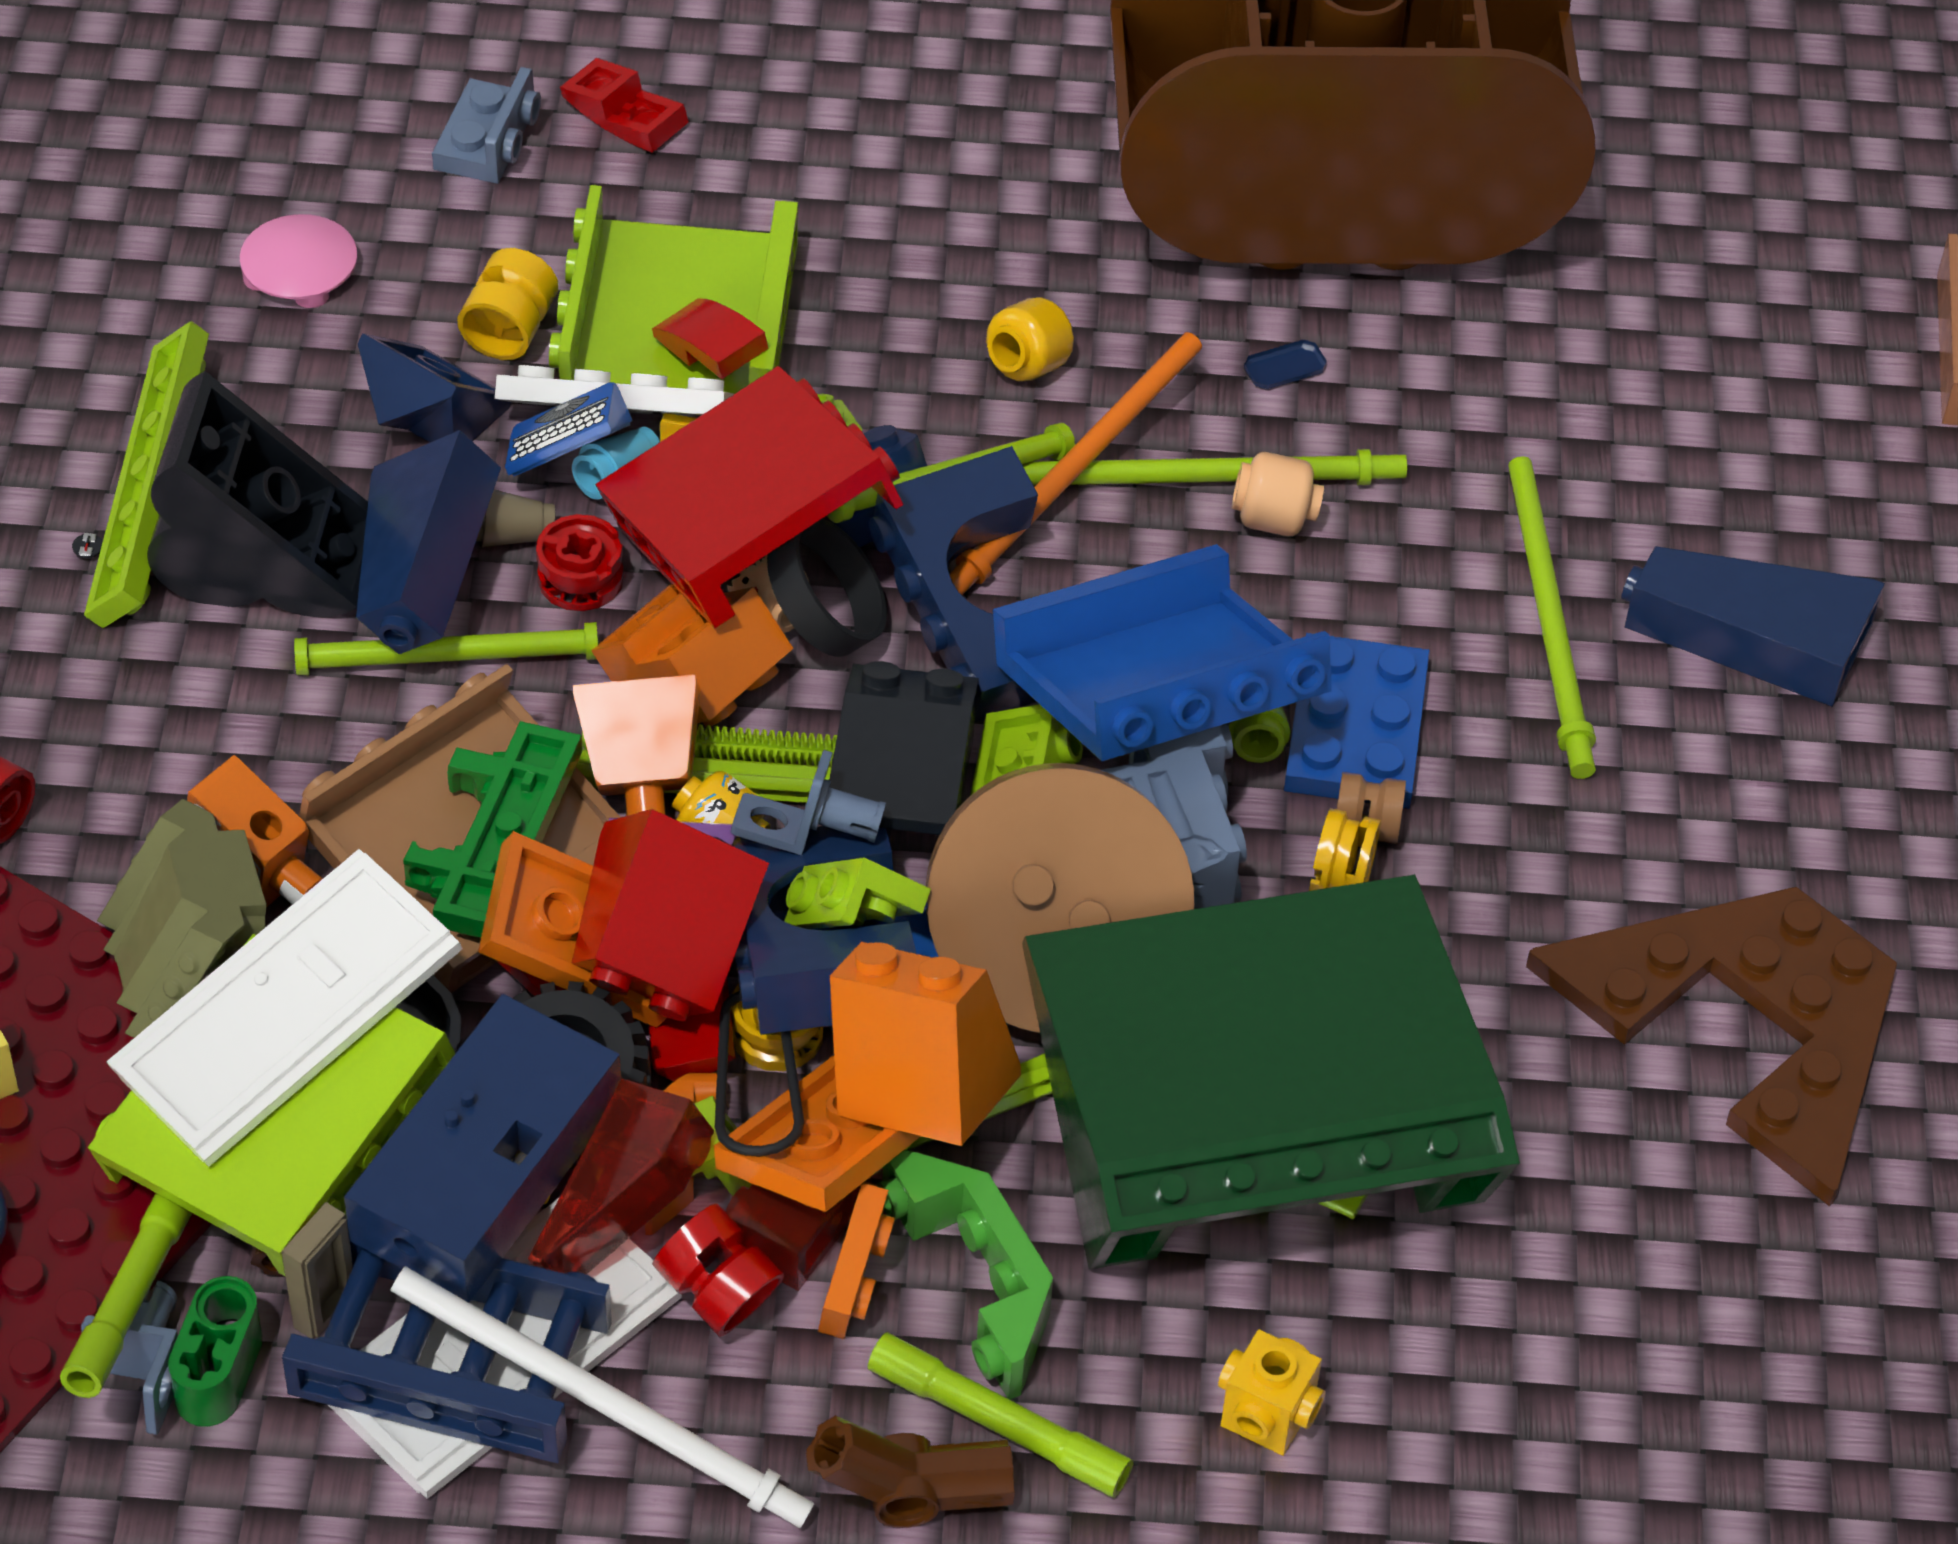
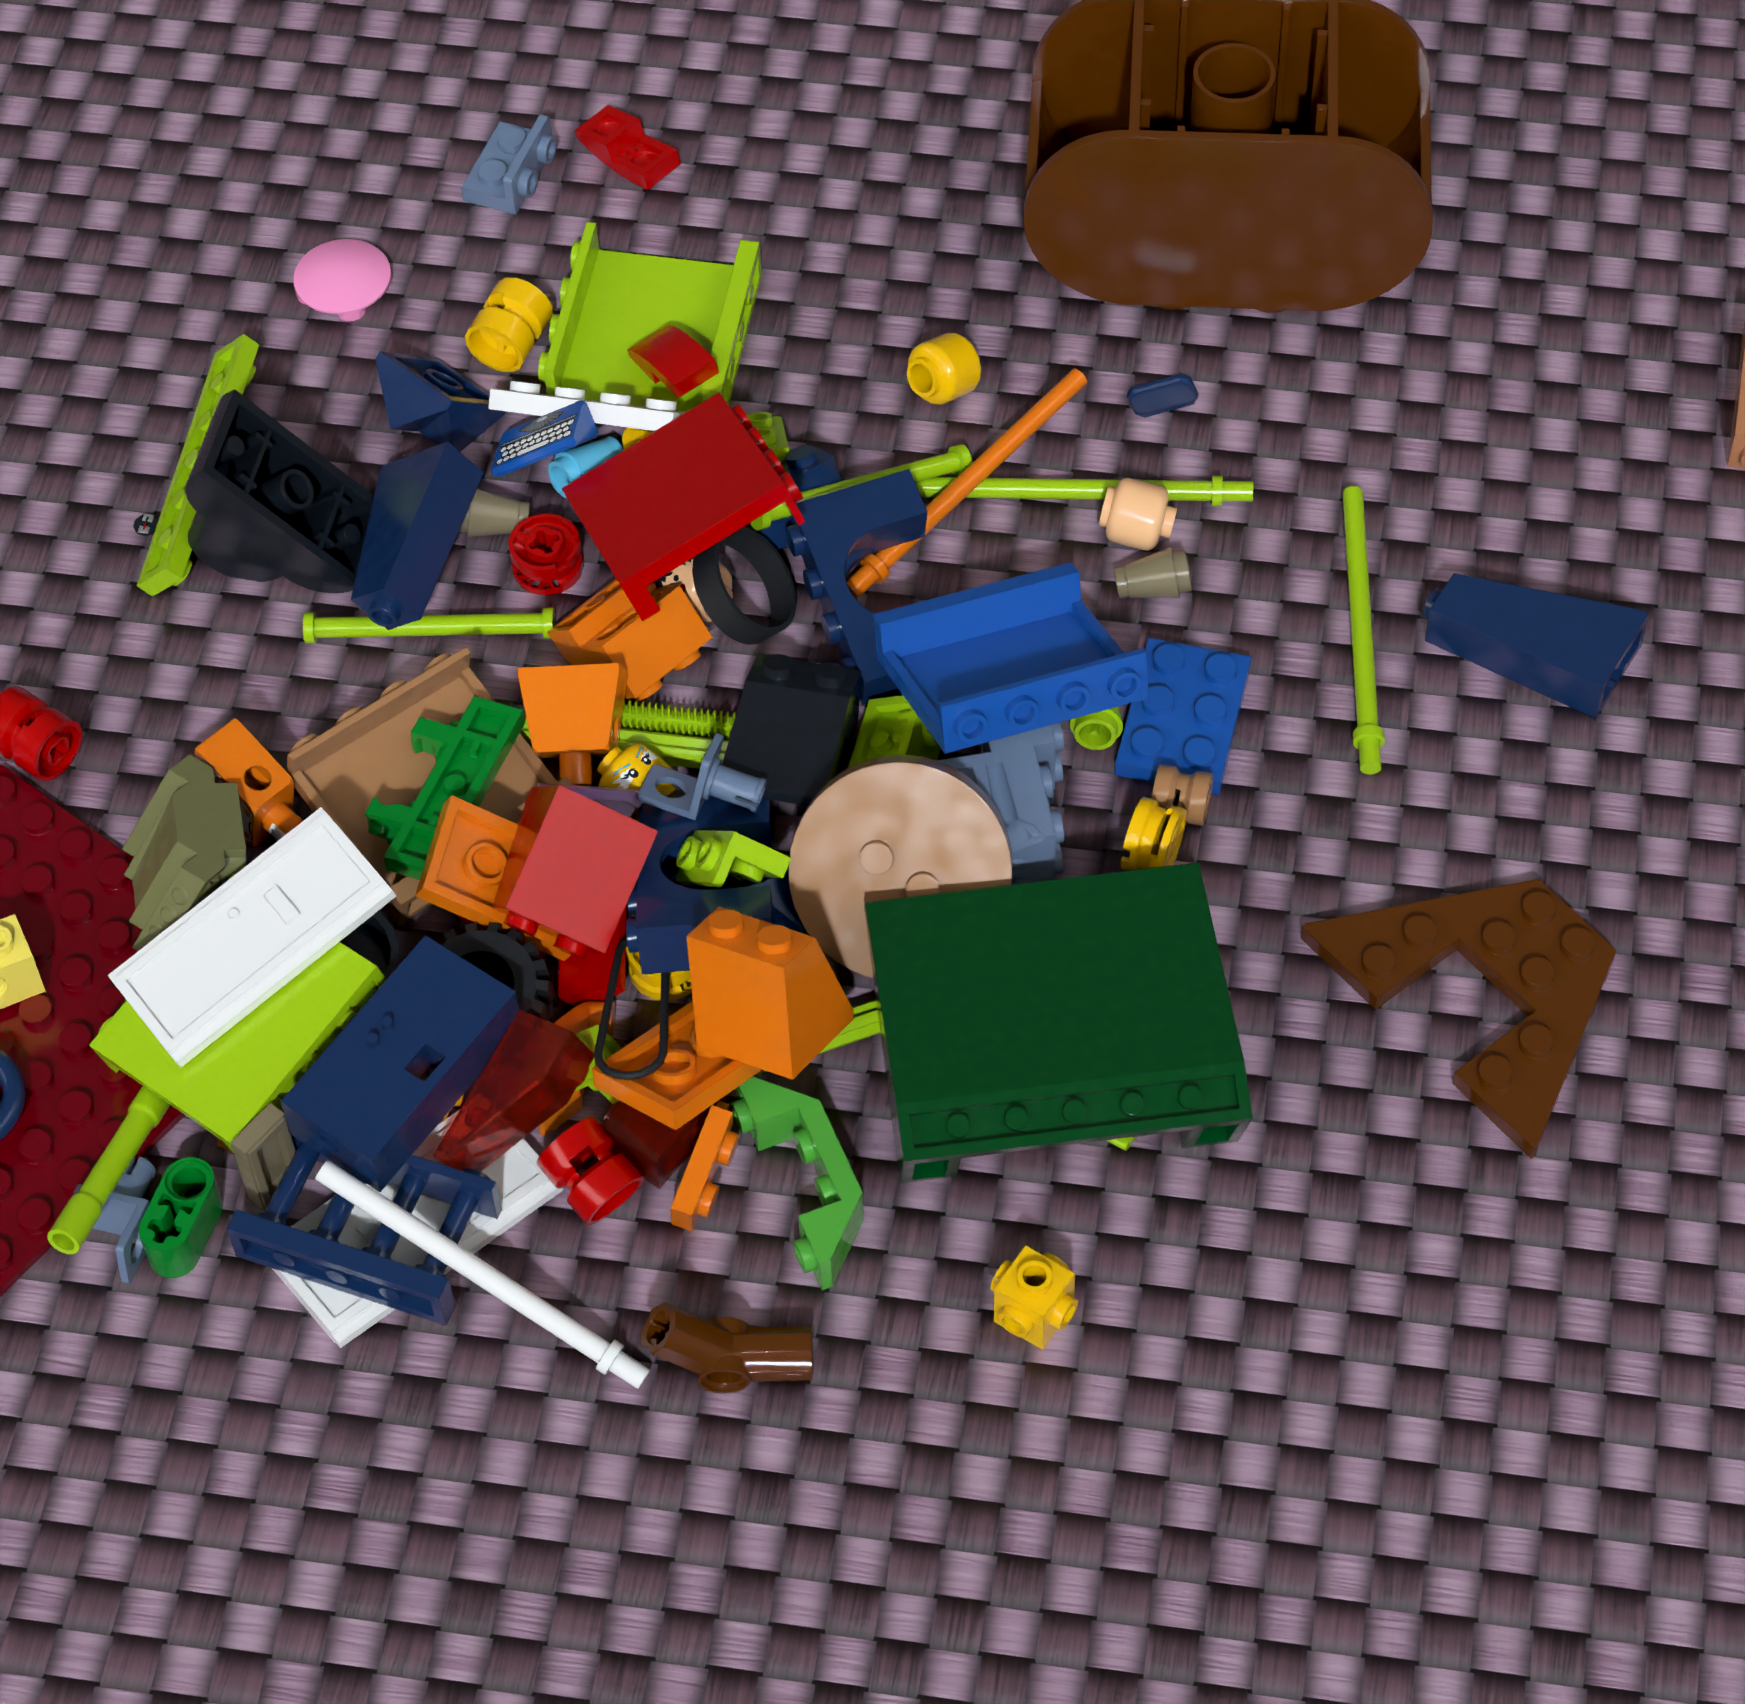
camera: 10 degrees right, 5 degrees up
(1068, 1450) = (863, 1336): lime piece -> none
(1306, 563) = (1155, 576): none -> dark tan cone

